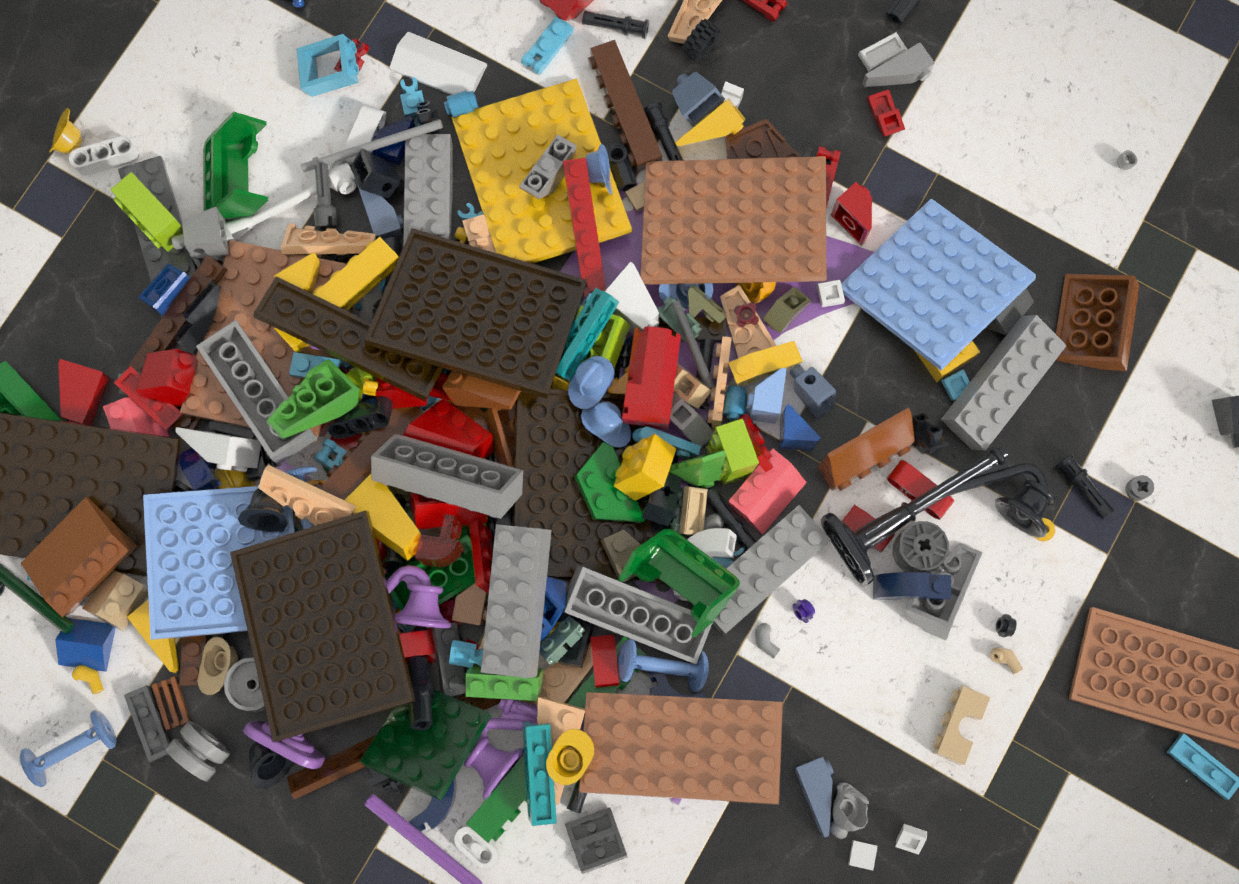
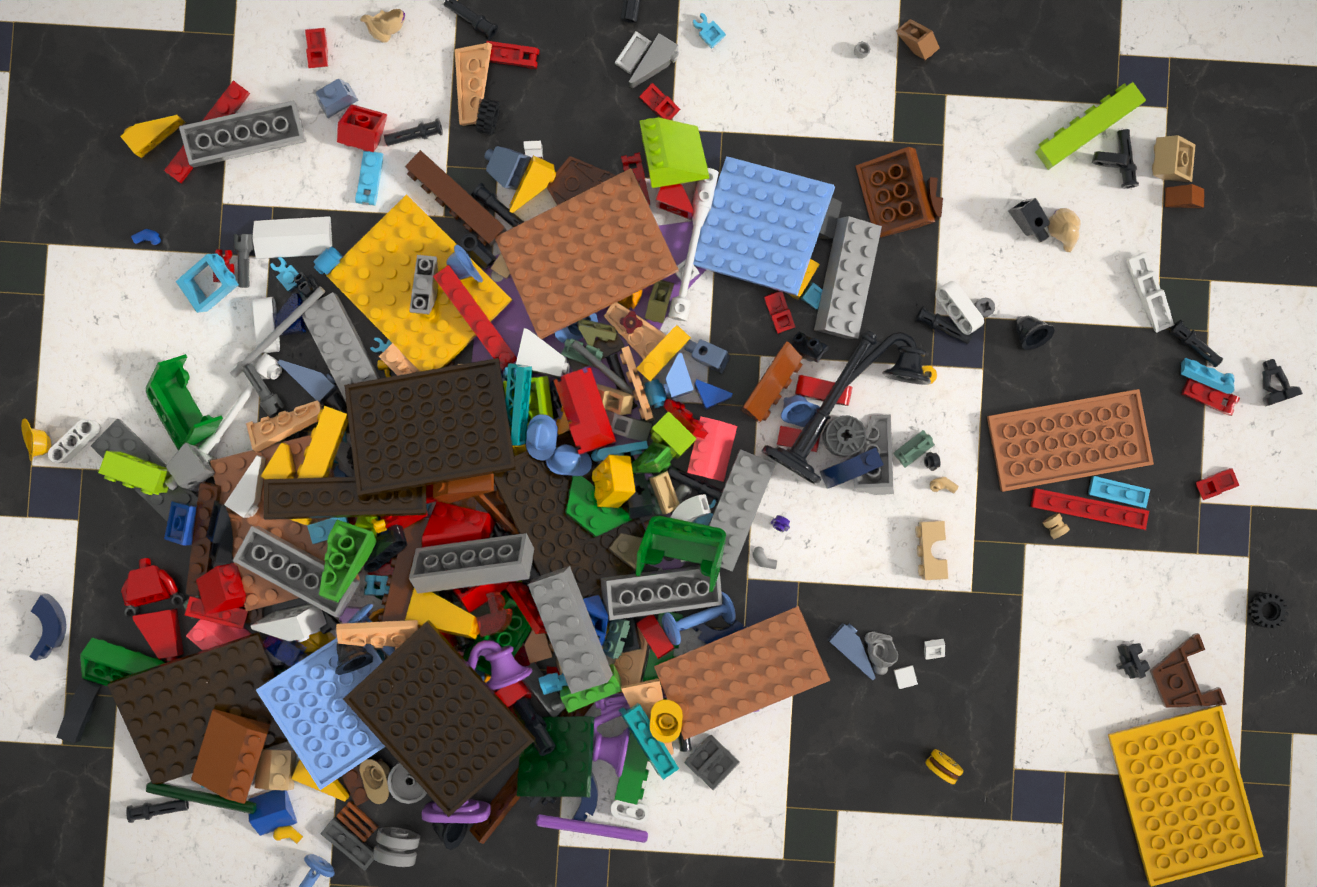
camera: 25 degrees left, 10 degrees up
(92, 337) = (148, 586): none -> red torso
(250, 287) = (248, 490): none -> white slope
(376, 174) = (293, 353): black torso -> none
(383, 49) = (243, 245): none -> dark grey piece
(877, 162) = (672, 152): none -> lime slope
(881, 233) = (701, 206): none -> white bar
(881, 496) = (797, 410): none -> medium blue piece
(911, 384) = (779, 311): none -> red slope
(973, 69) = (710, 33): none -> medium azure plate
(992, 602) = (914, 448): none -> sand green hinge
(1113, 473) = (959, 307): none -> white beam
(1115, 774) = (1056, 525): none -> tan wheel
(1137, 350) = (936, 202): none -> reddish brown slope
(1163, 769) = (1089, 509): none -> red plate
(1184, 541) = (1033, 332): none -> black piece
(1194, 177) = (918, 39): none -> medium nougat slope

